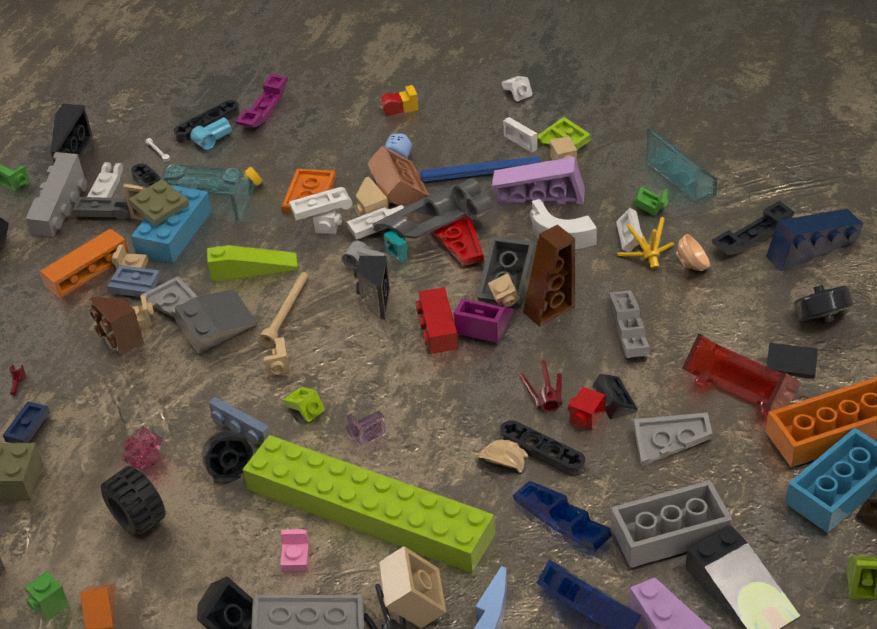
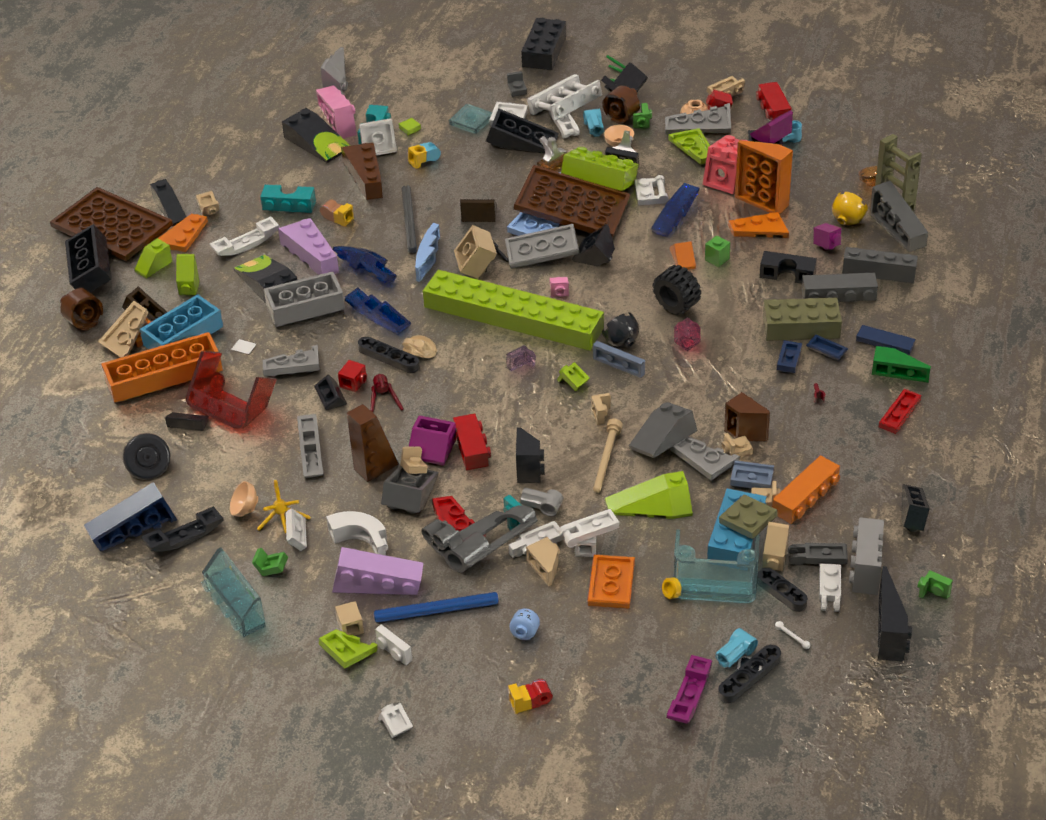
camera: 175 degrees right, 0 degrees up
(396, 177) = (519, 585): nougat slope -> none
(747, 475) = (243, 346): none -> white sticker

